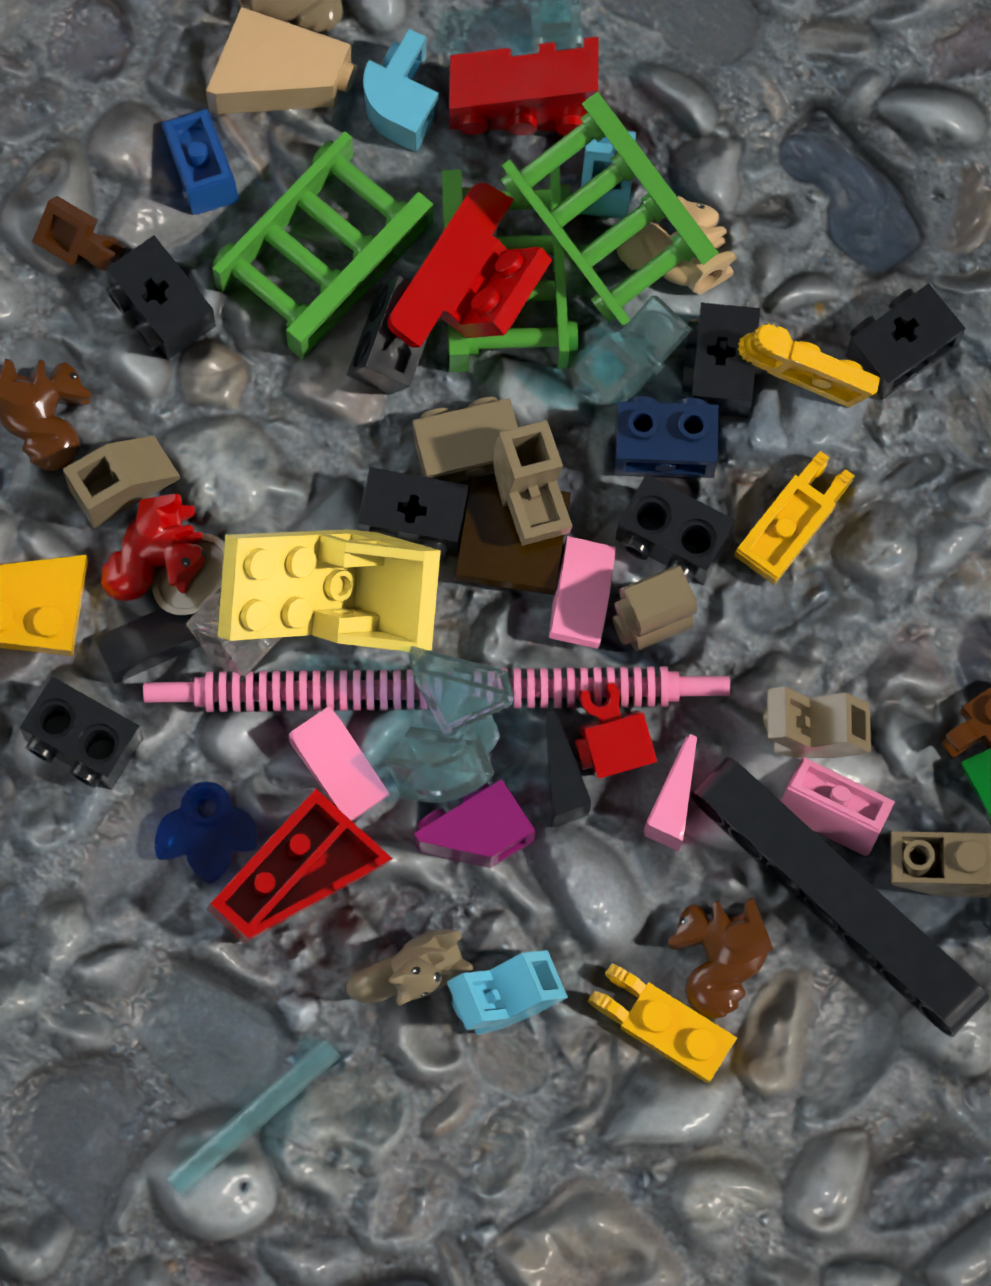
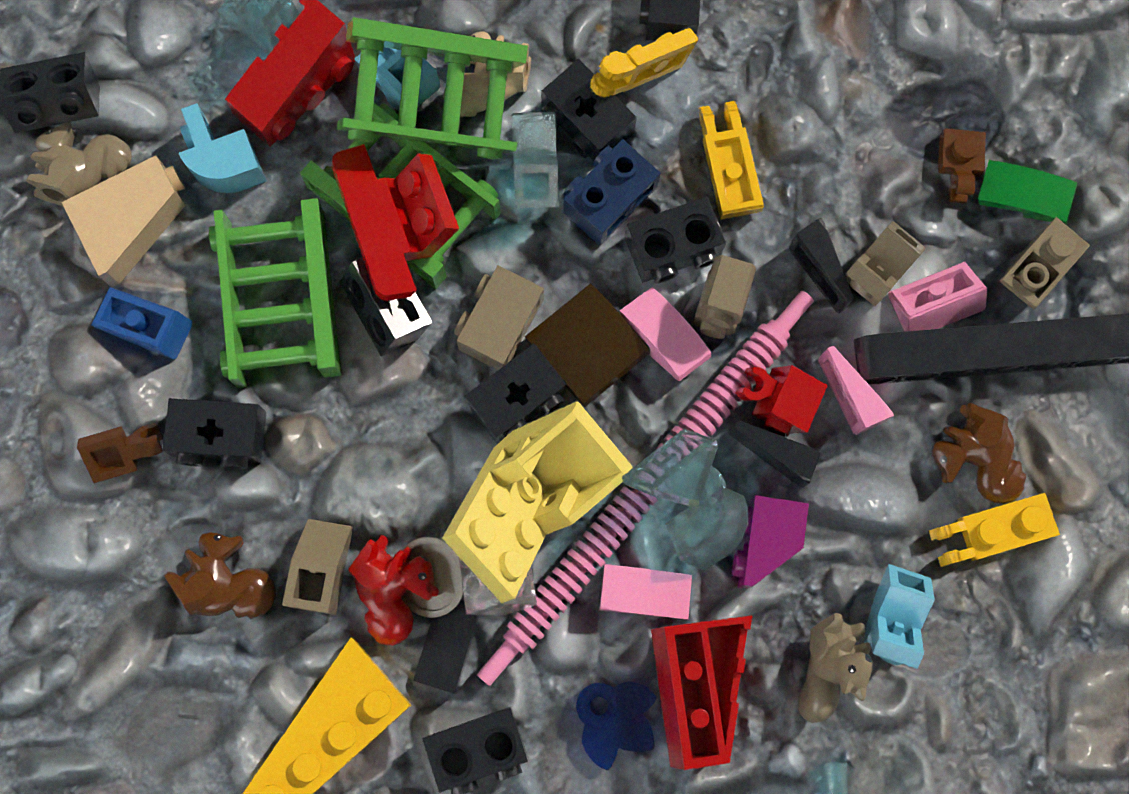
camera: 50 degrees left, 5 degrees up
(527, 482) = (565, 302): dark tan brick -> none
(776, 656) = (820, 261): none -> black slope

